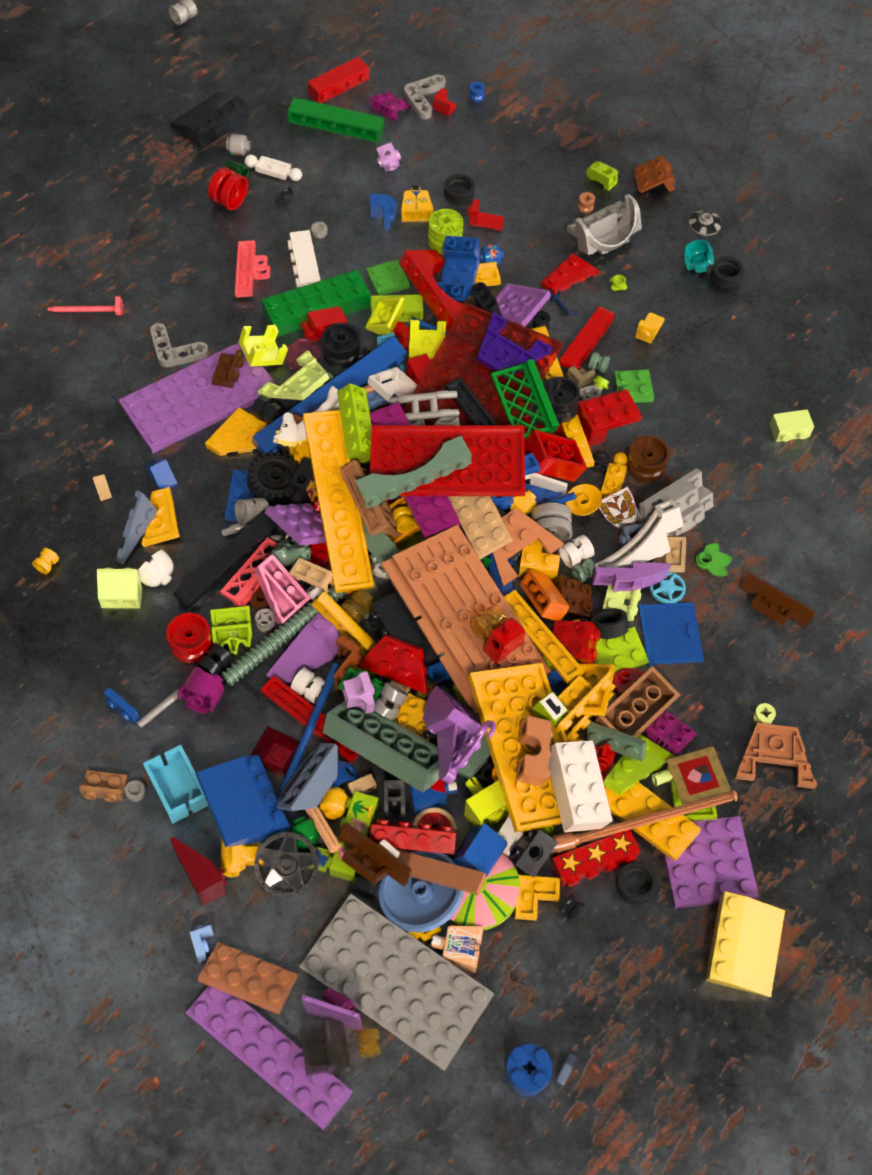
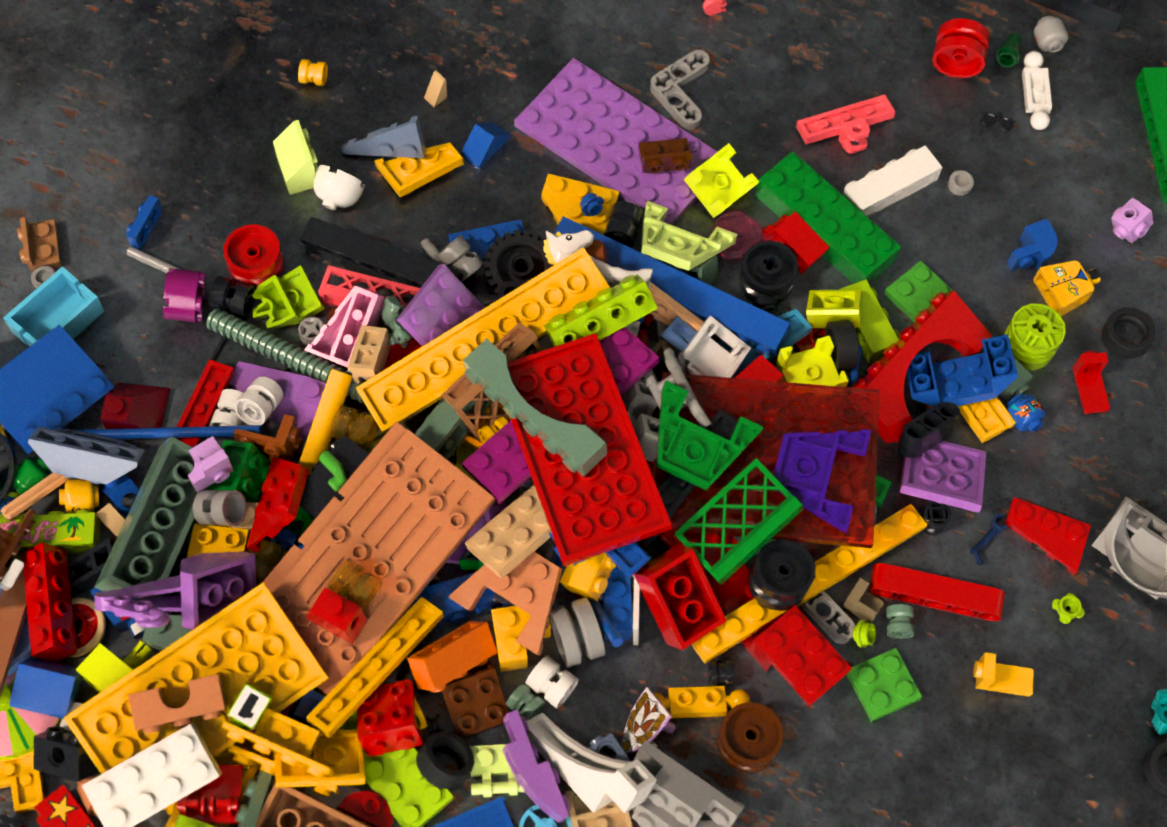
camera: 70 degrees right, 5 degrees up
(247, 421) = (591, 204): none -> blue plate
(314, 658) = (259, 401): none -> white wheel
(397, 613) = (335, 468): none -> bright green arm
(414, 311) = (845, 342): none -> black tyre
(469, 406) = (692, 450): none -> green wing
(588, 494) = (643, 658): yellow dish -> none

